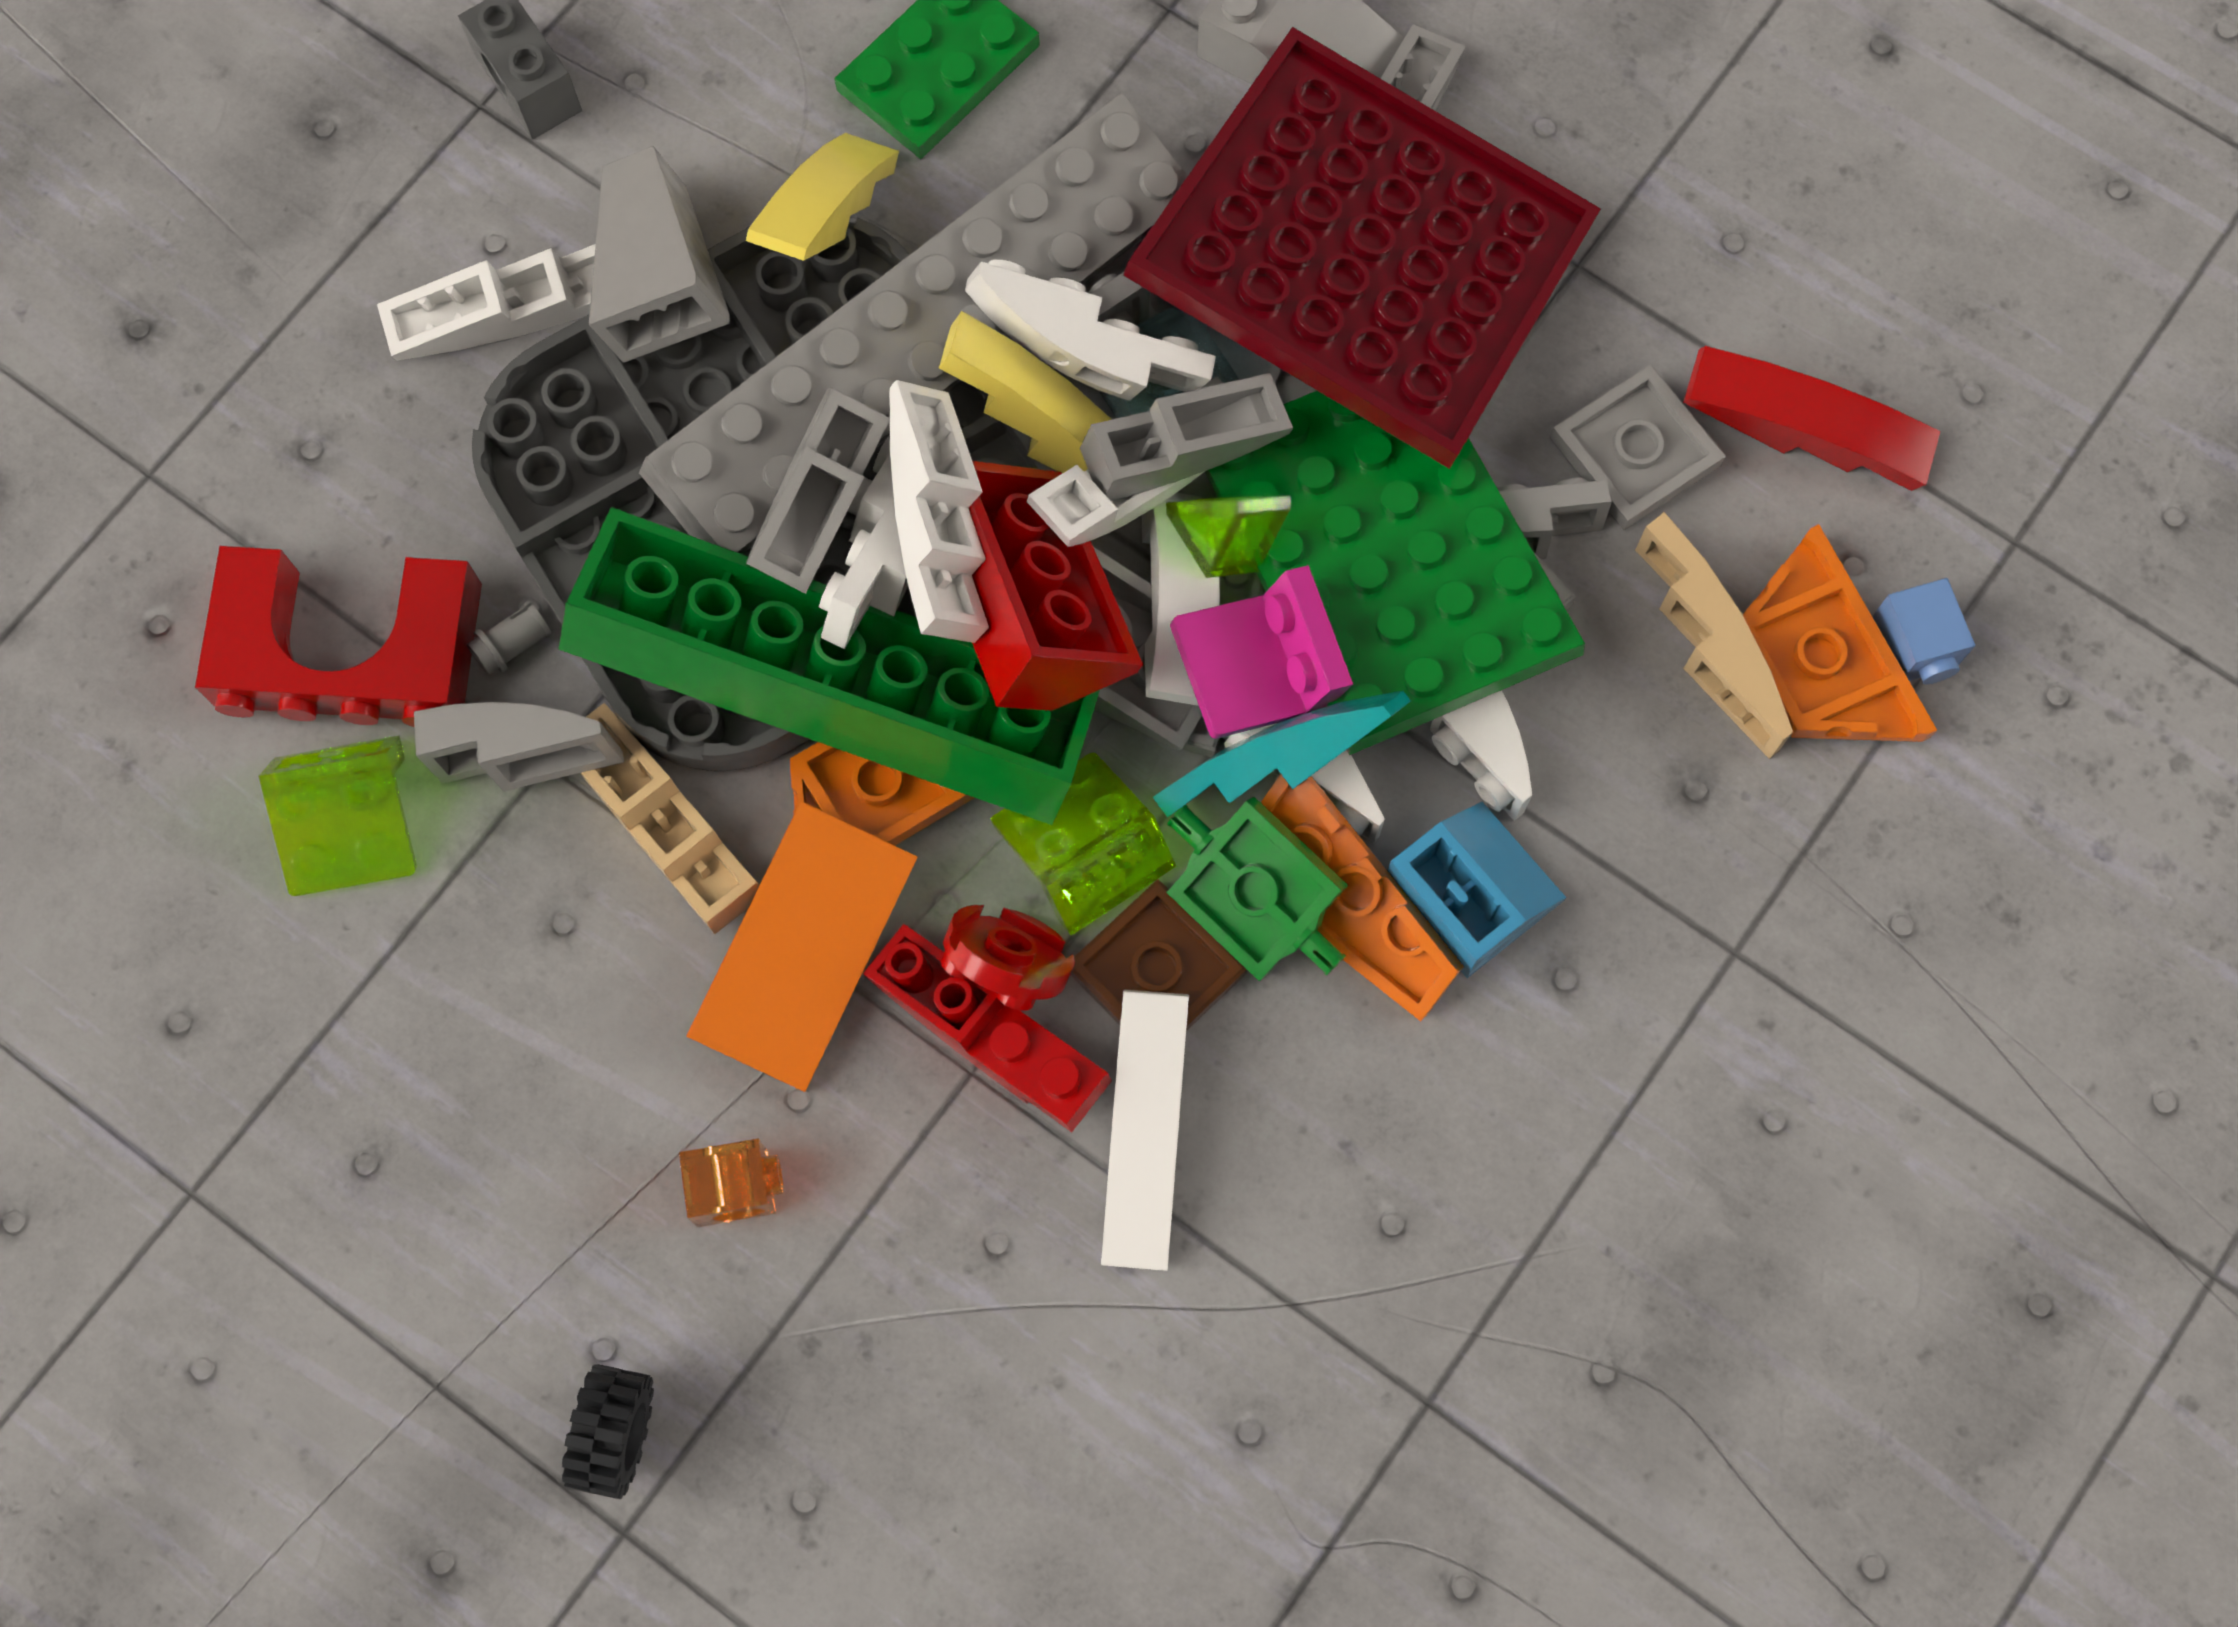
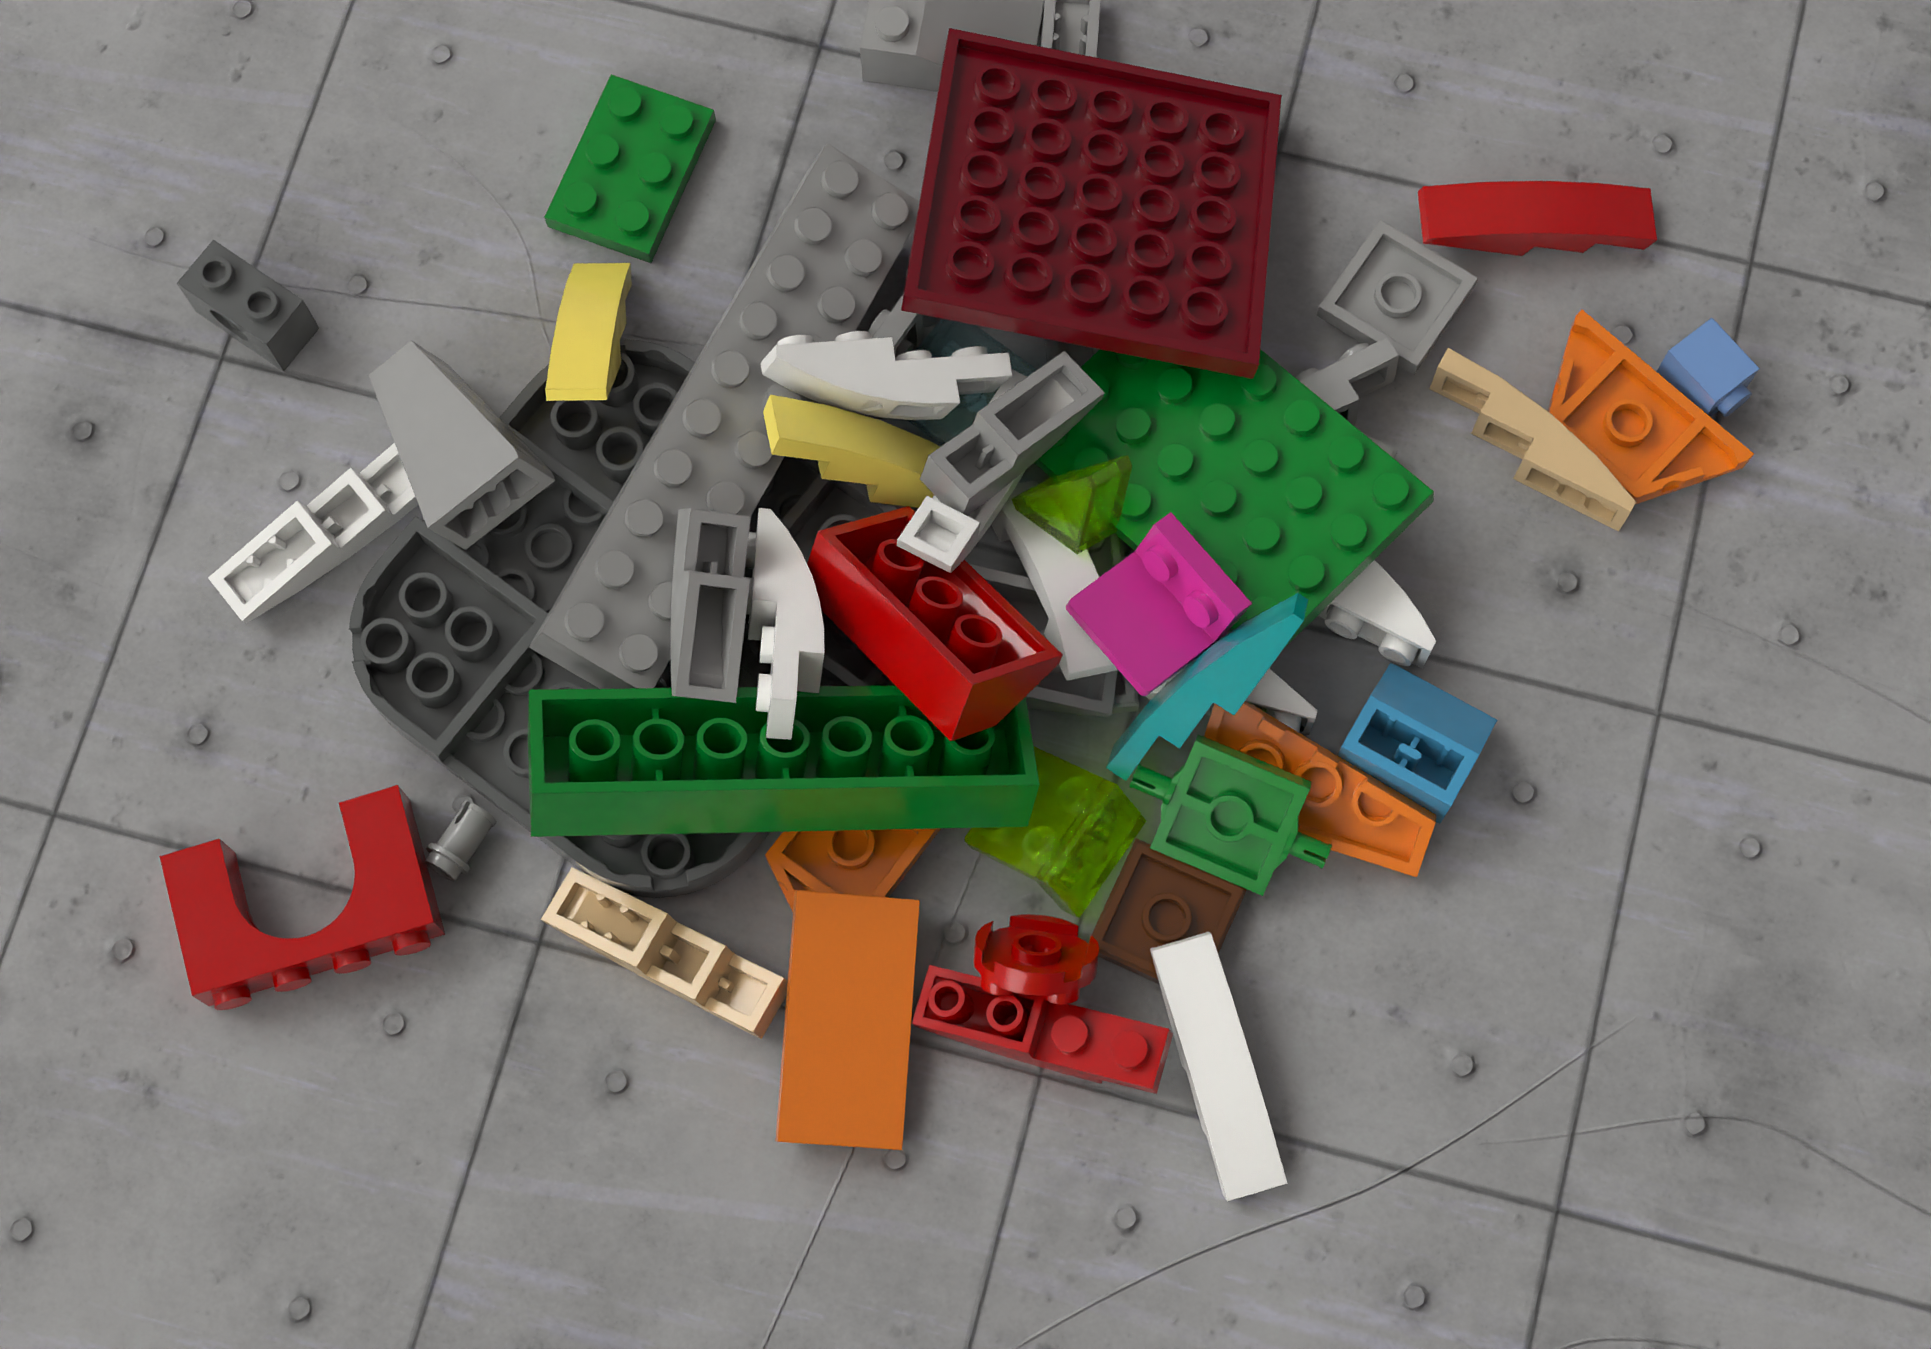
camera: 20 degrees left, 0 degrees up
(339, 816) = (371, 1061): clear neon green bracket -> none
(510, 743) = (506, 936): light grey slope -> none
(730, 1182) = (871, 1256): clear orange brick -> none
(932, 502) = (817, 575): white slope -> none

